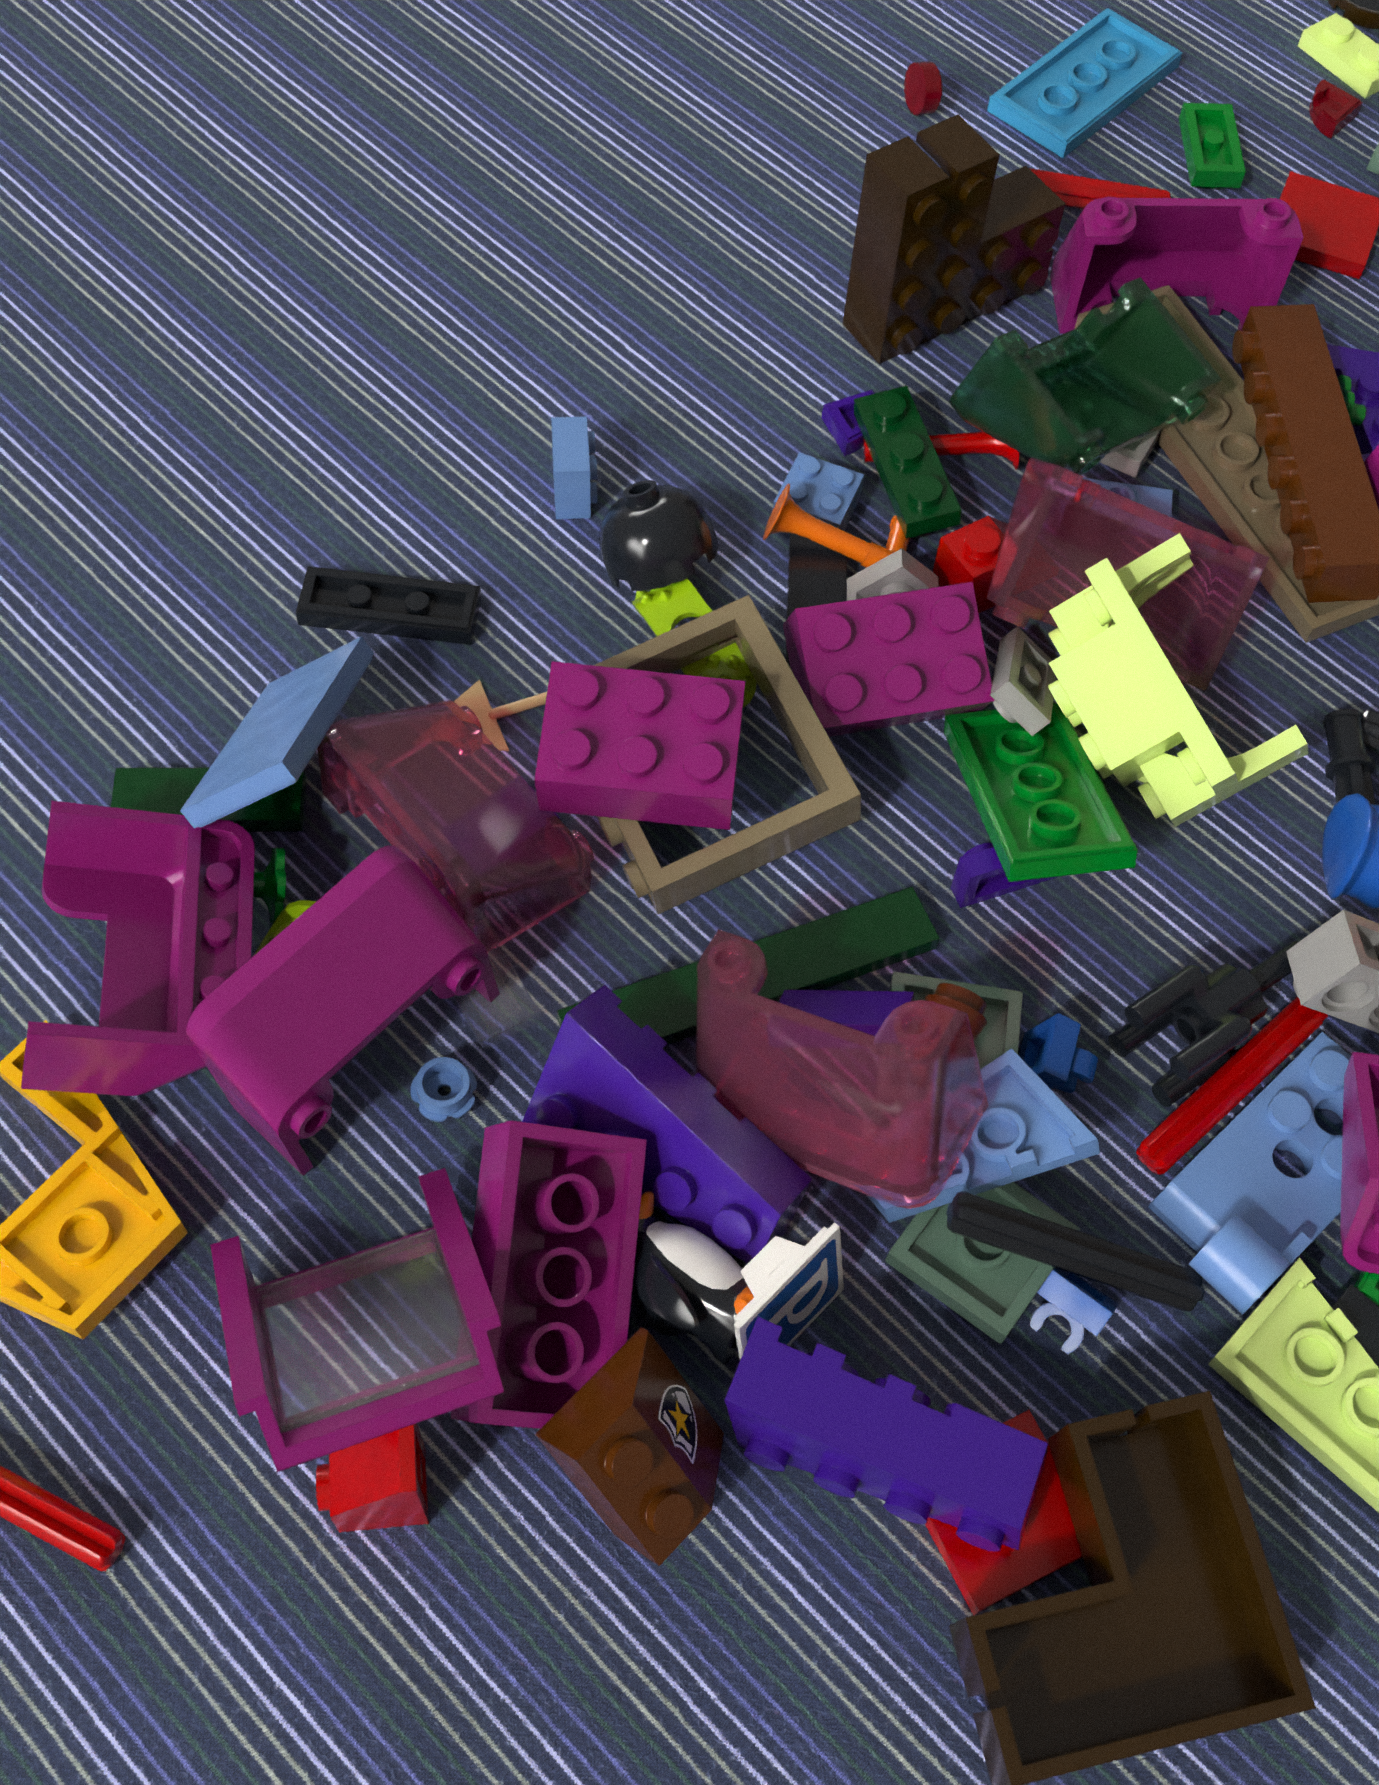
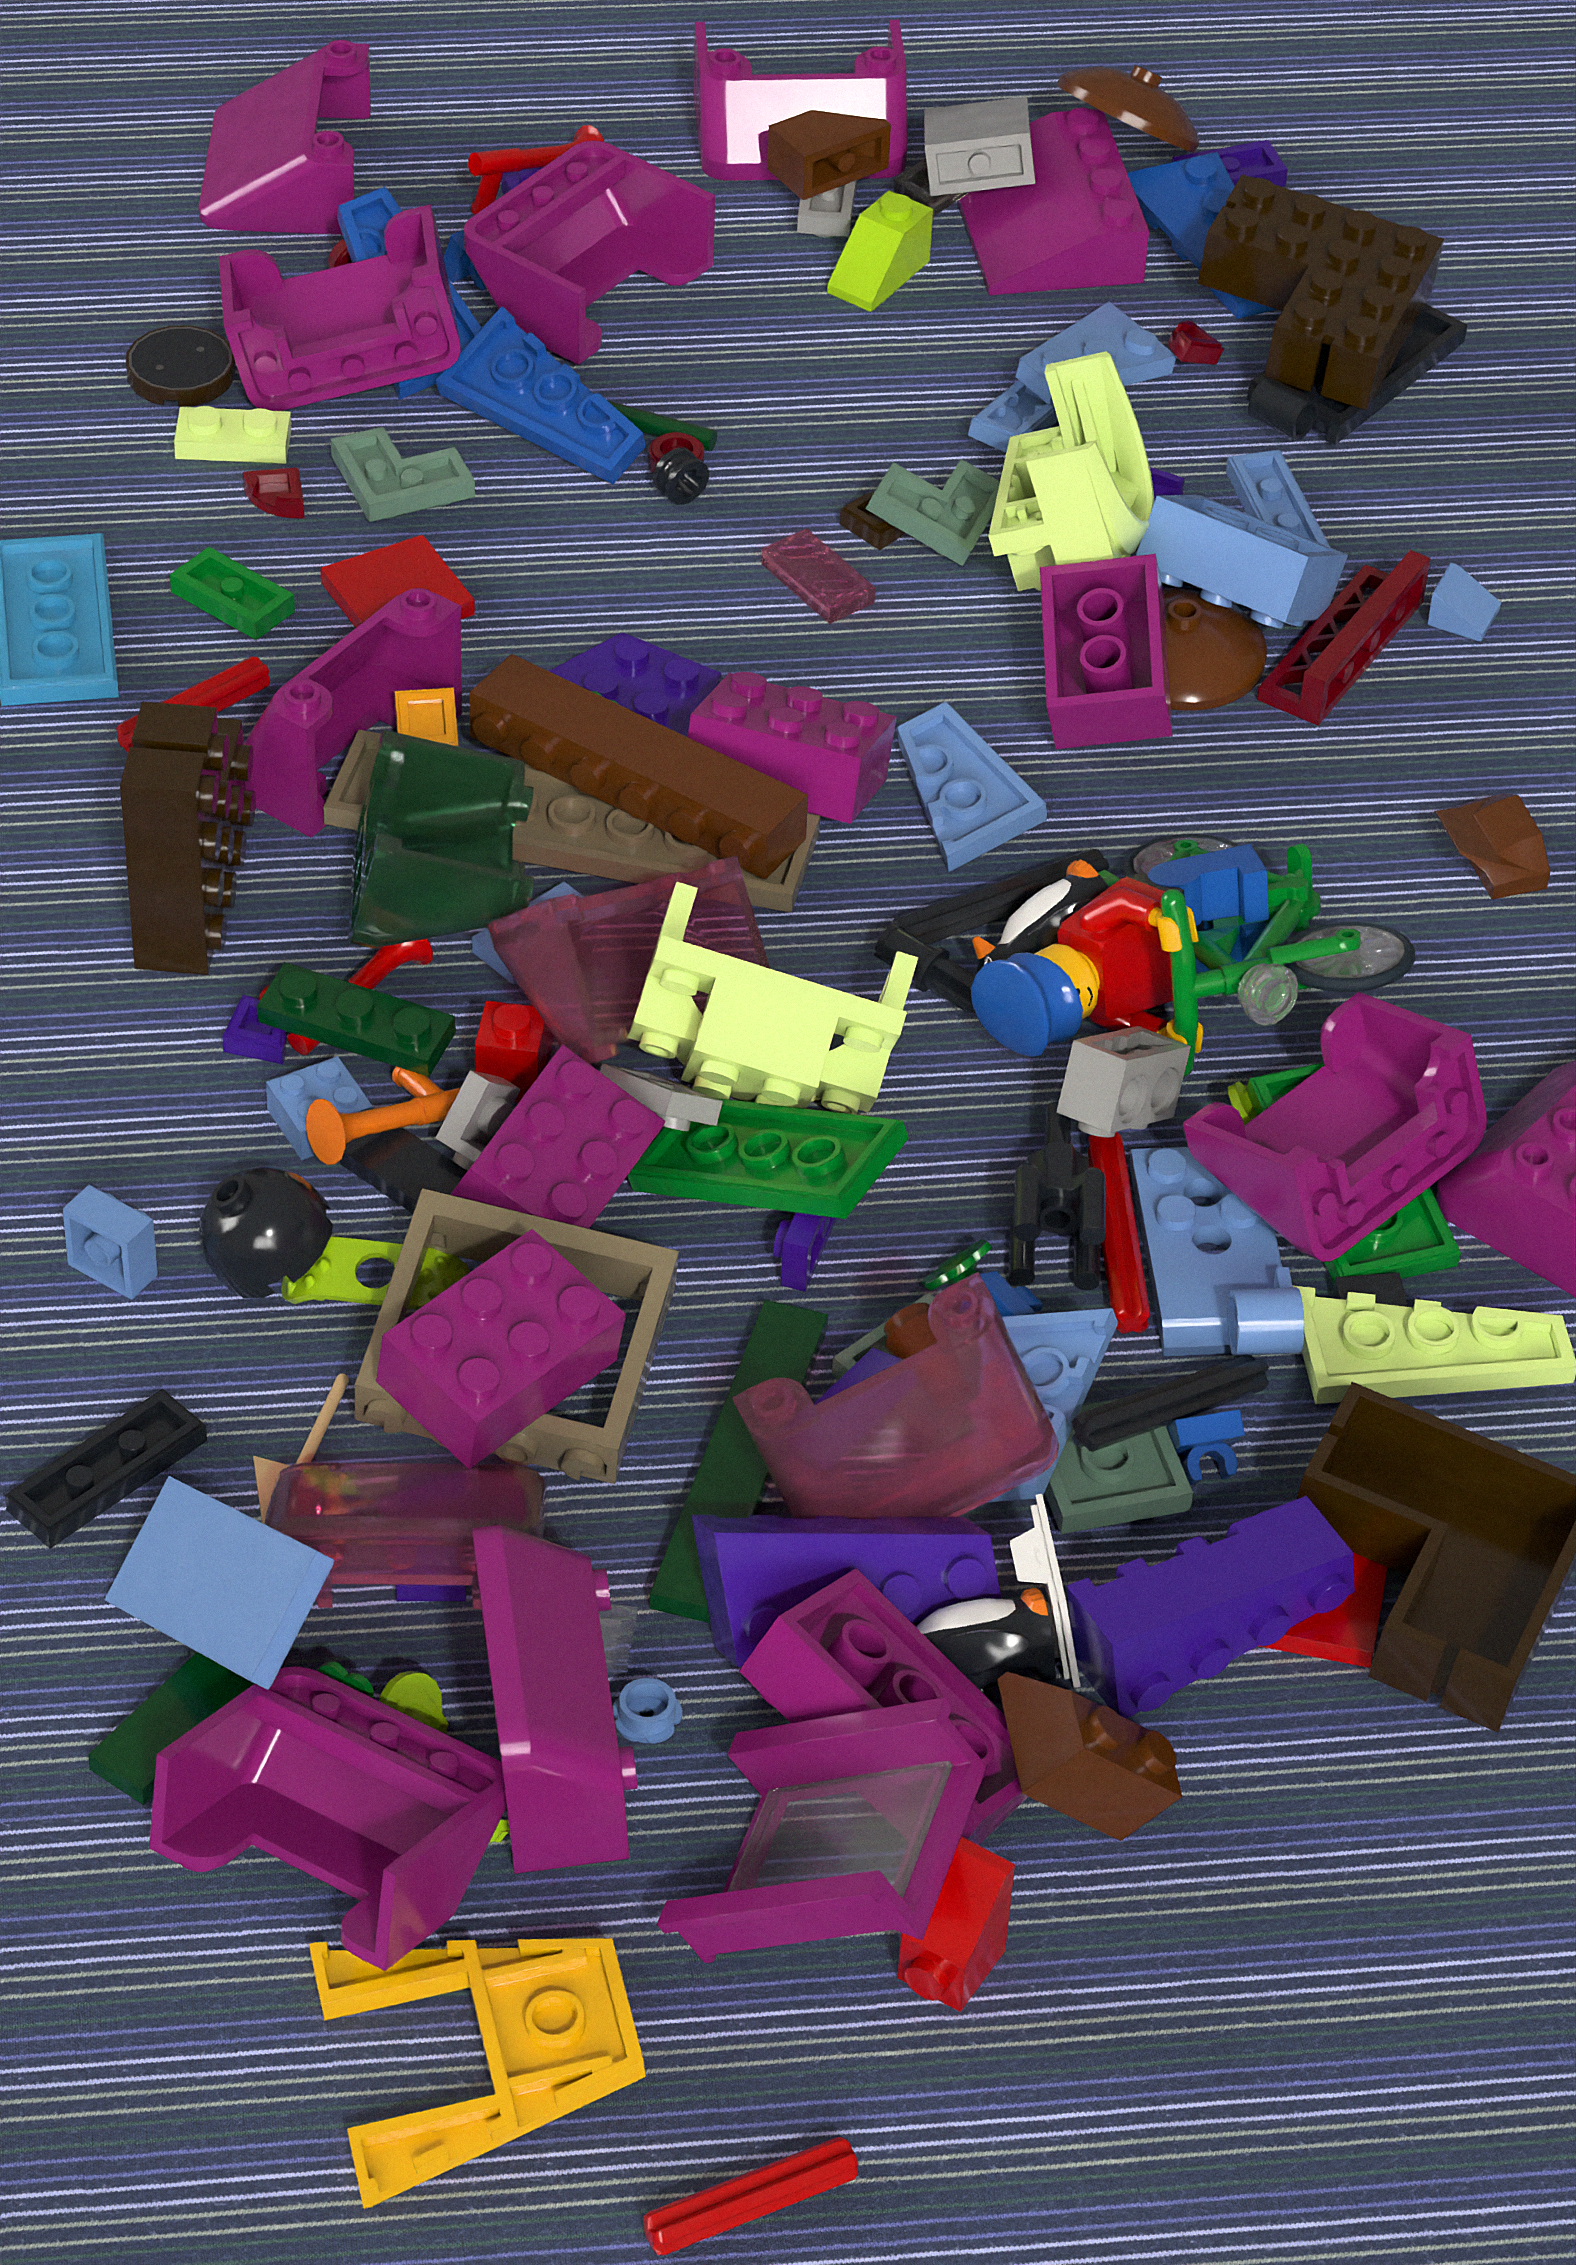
camera: 50 degrees left, 15 degrees down
(1073, 995) = (958, 1266): none -> green plant
(1223, 312) = (427, 714): none -> light orange tile

